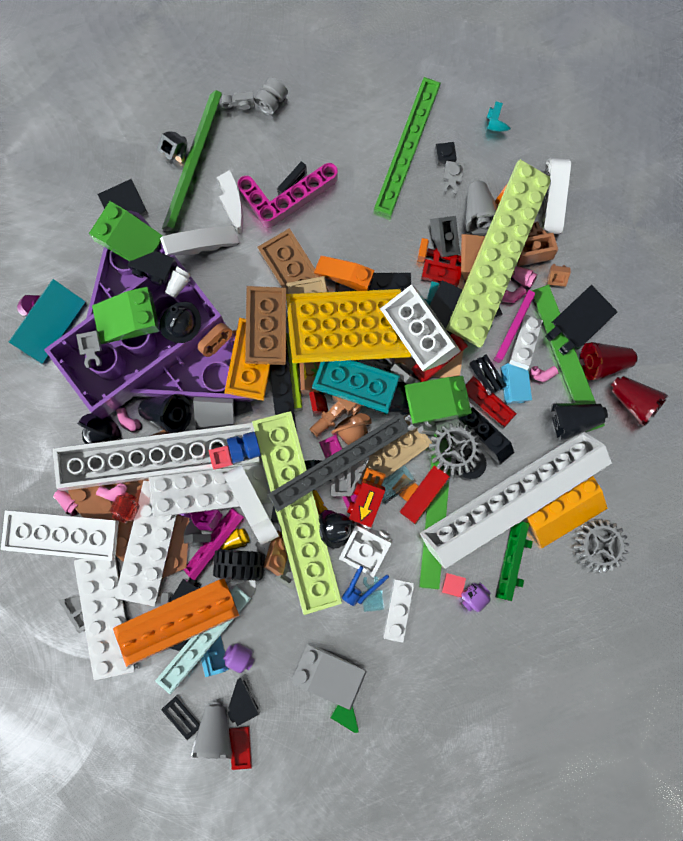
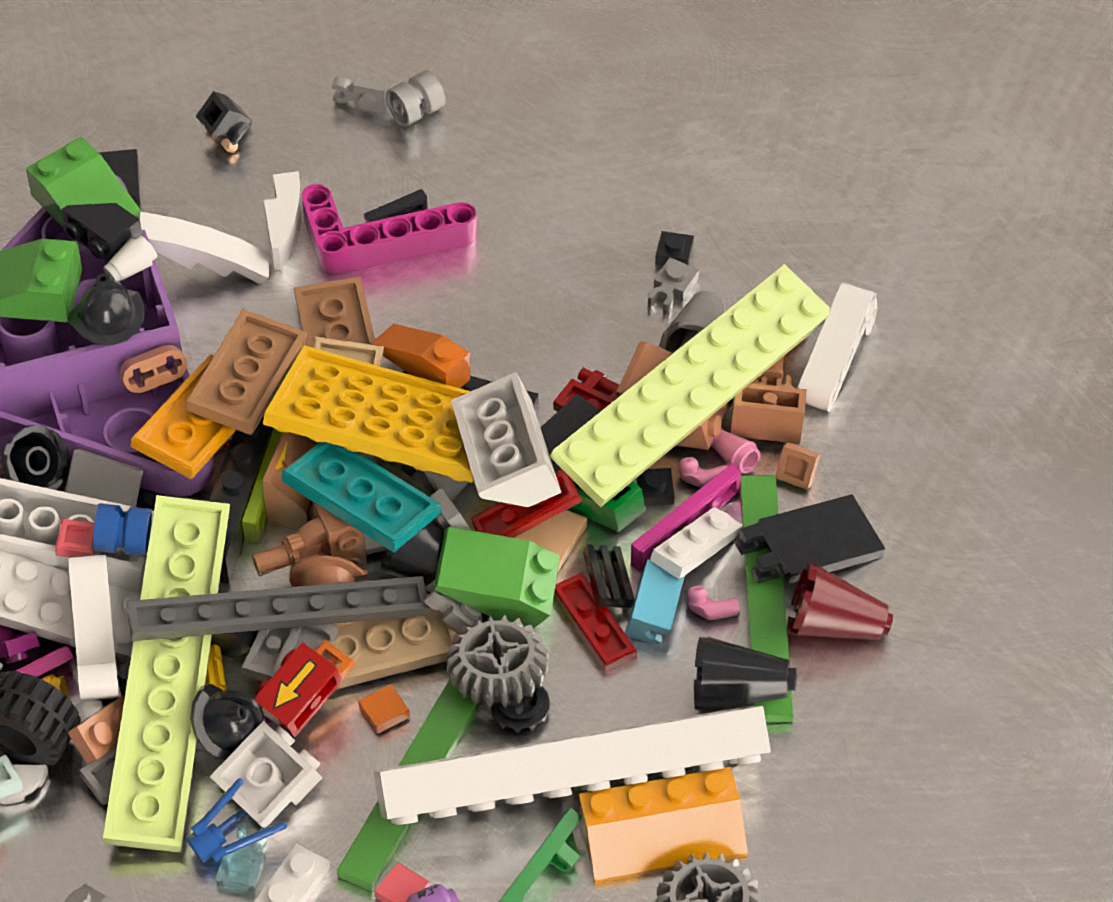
camera: 20 degrees right, 30 degrees down
(192, 160) = (251, 144): bright green tile -> none
(318, 403) = (281, 518): red slope -> none
(397, 483) = (366, 693): clear light blue tile -> none
(407, 147) = (611, 227): bright green tile -> none
(423, 250) = (572, 364): orange tile -> none
(425, 494) = (412, 723): red tile -> none
(445, 235) = (618, 346): dark grey slope -> none
(491, 438) = (571, 671): black slope -> none
(494, 123) = (777, 221): teal plate -> none
(638, 398) = (874, 688): dark red cone -> none

